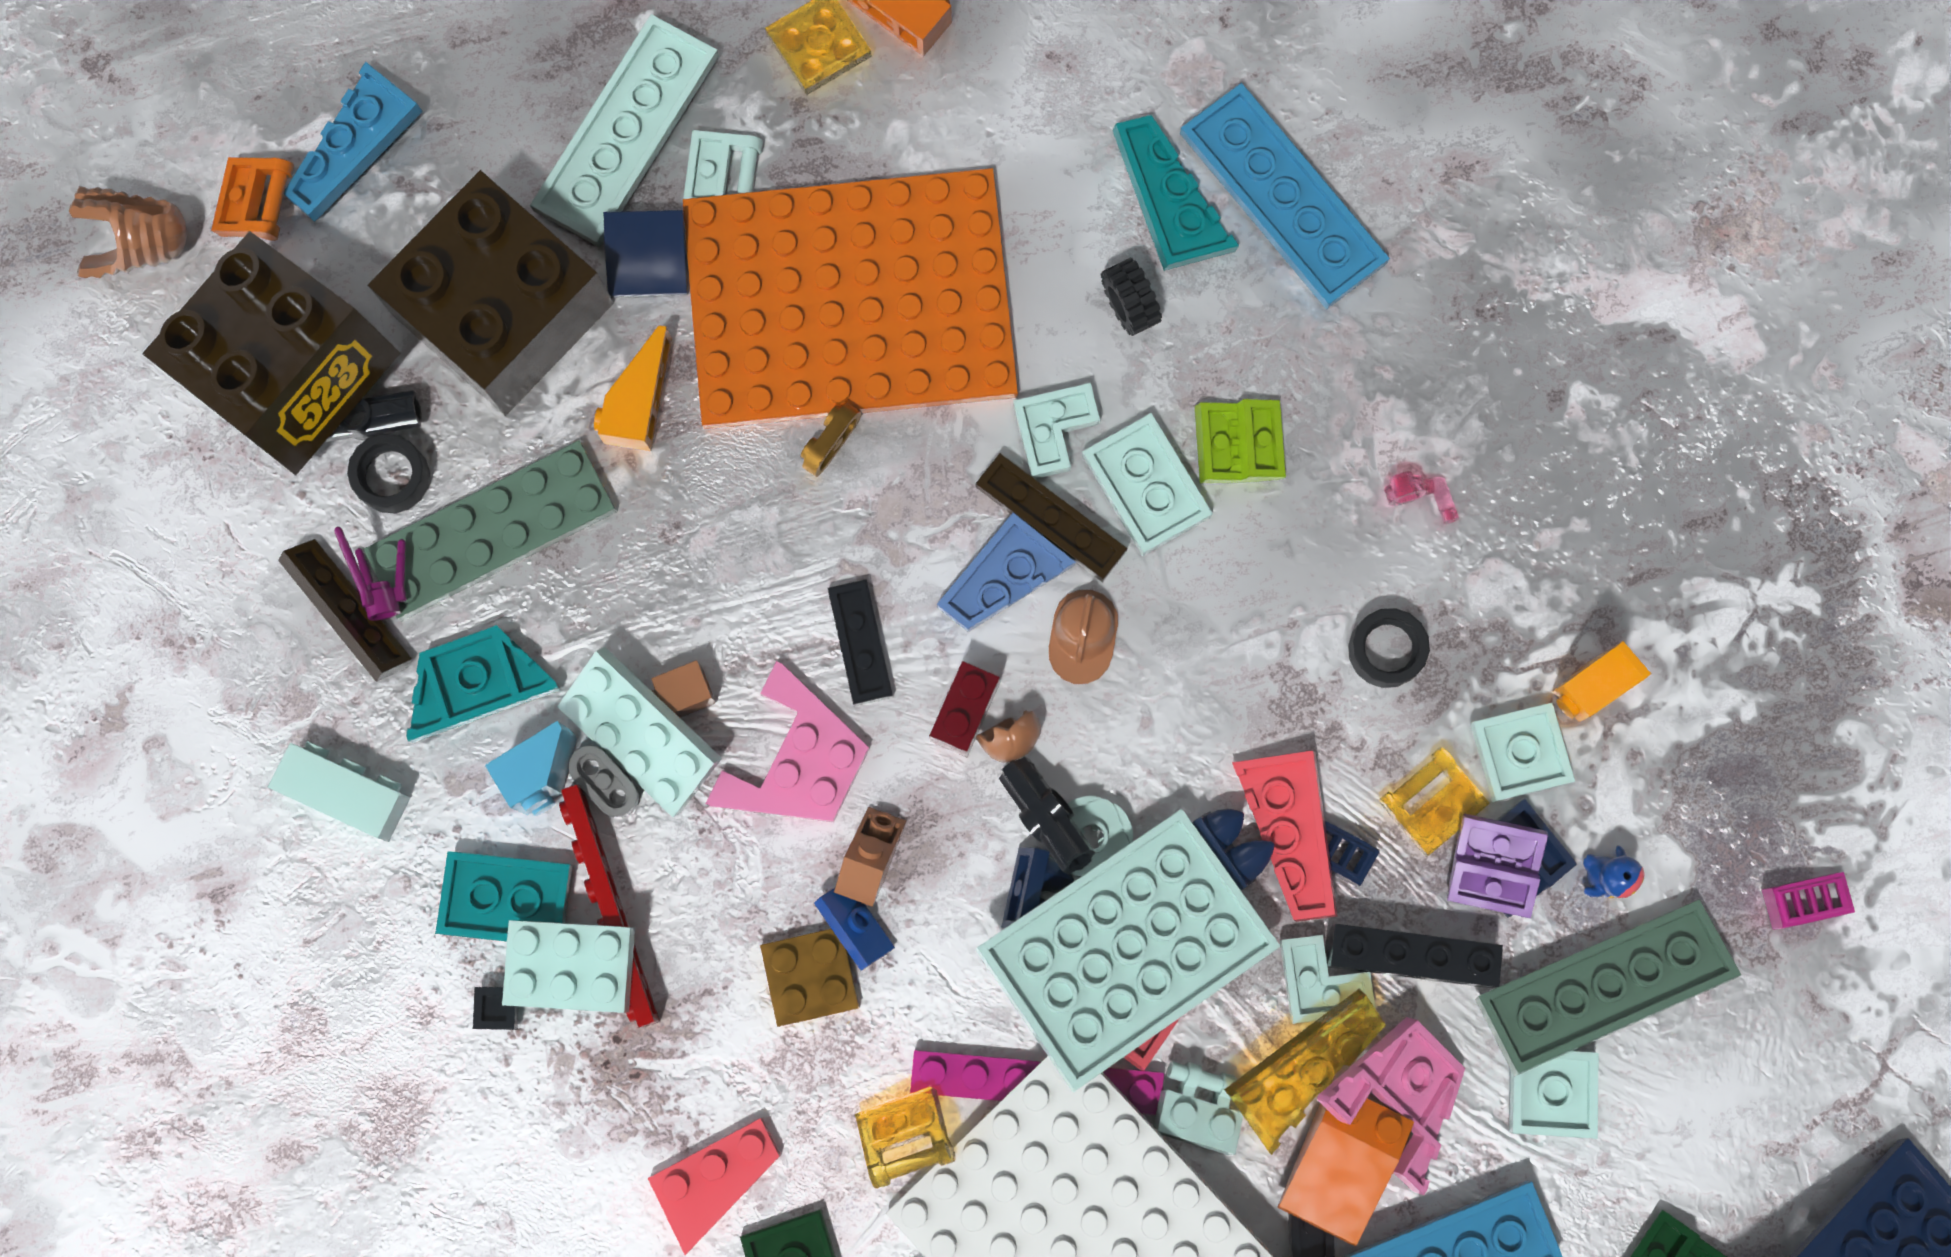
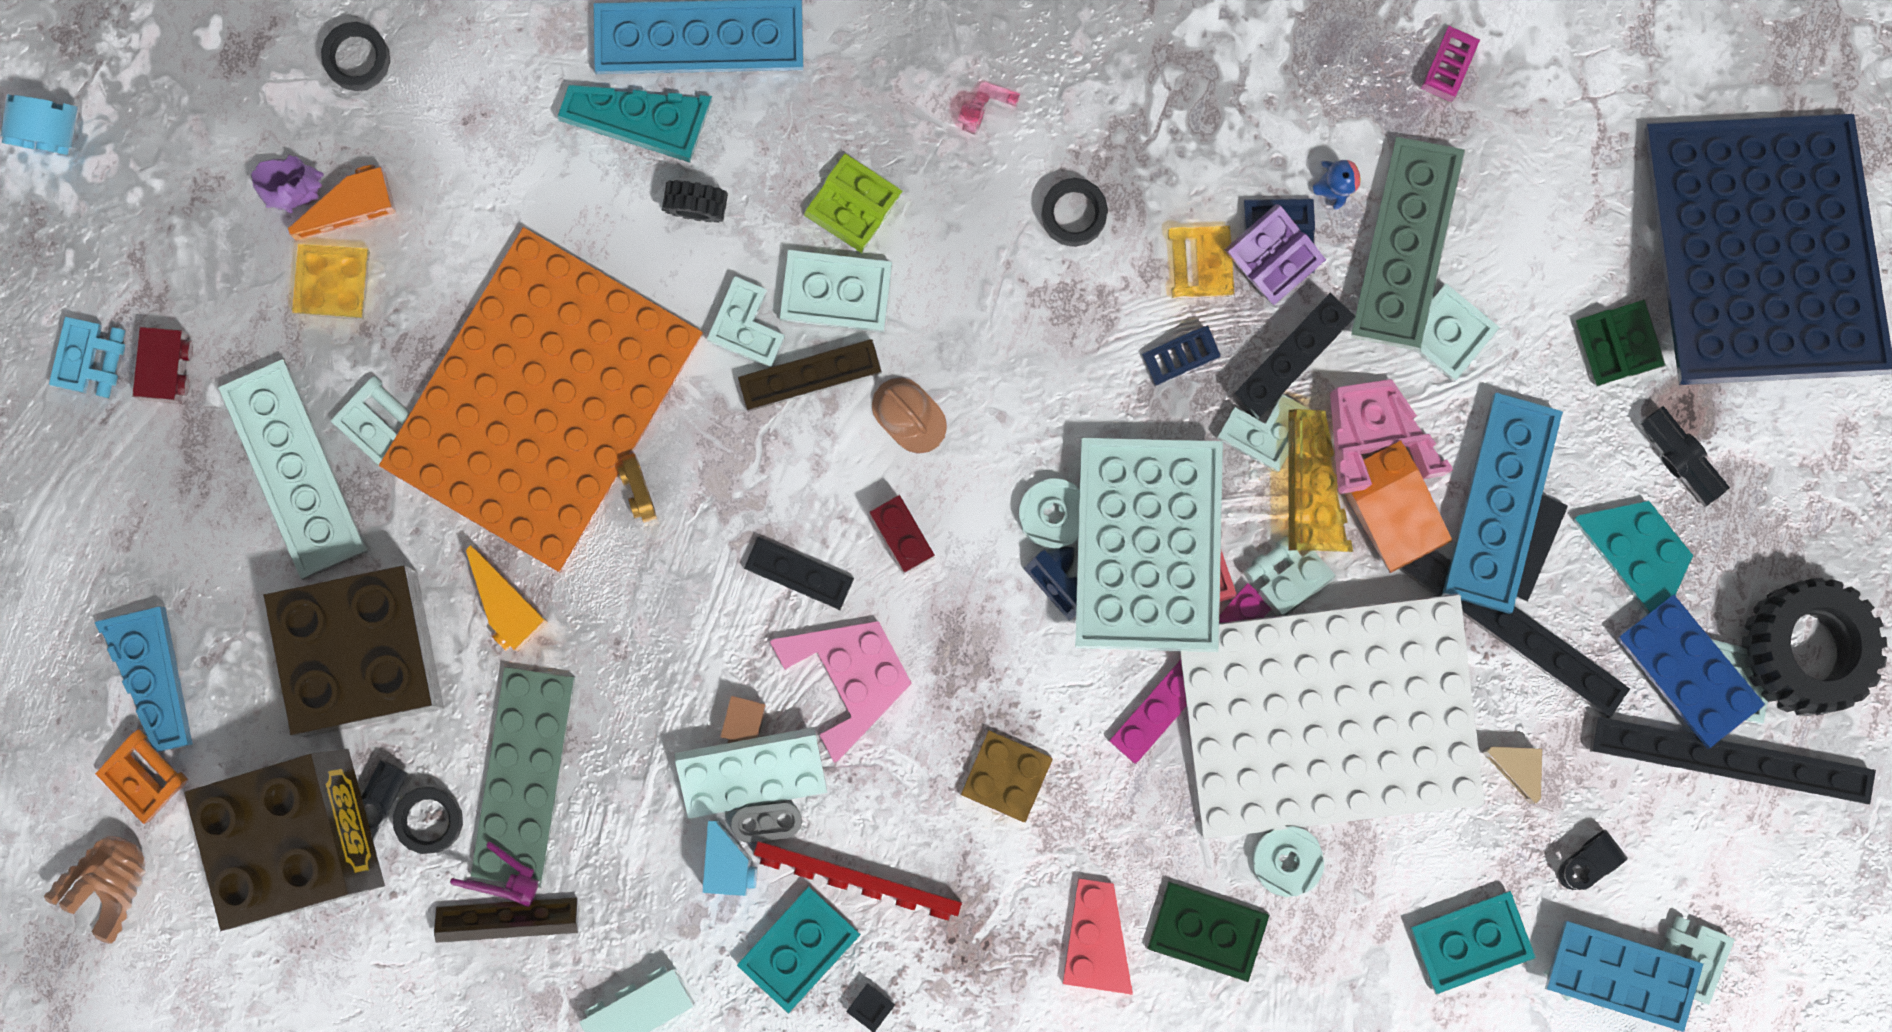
camera: 60 degrees left, 5 degrees up
(473, 681) = (626, 865): teal wing -> none
(568, 966) = (881, 935): light aqua plate -> none
(645, 253) = (400, 521): dark blue slope -> none
(854, 928) = (995, 720): blue plate -> none
(869, 856) = (955, 674): nougat slope -> none
(900, 1124) = (1152, 785): clear yellow plate -> none
(1003, 572) = (824, 437): medium blue wing -> none
(1011, 738) = (945, 519): nougat hair -> none
(1046, 815) = (1017, 533): black piece -> none
(1241, 862) = (1146, 424): dark blue tile -> none
(1290, 813) = (1140, 368): coral wing -> none
(1522, 752) = (1212, 177): light aqua plate -> none
(1600, 682) = (1205, 91): light orange slope -> none

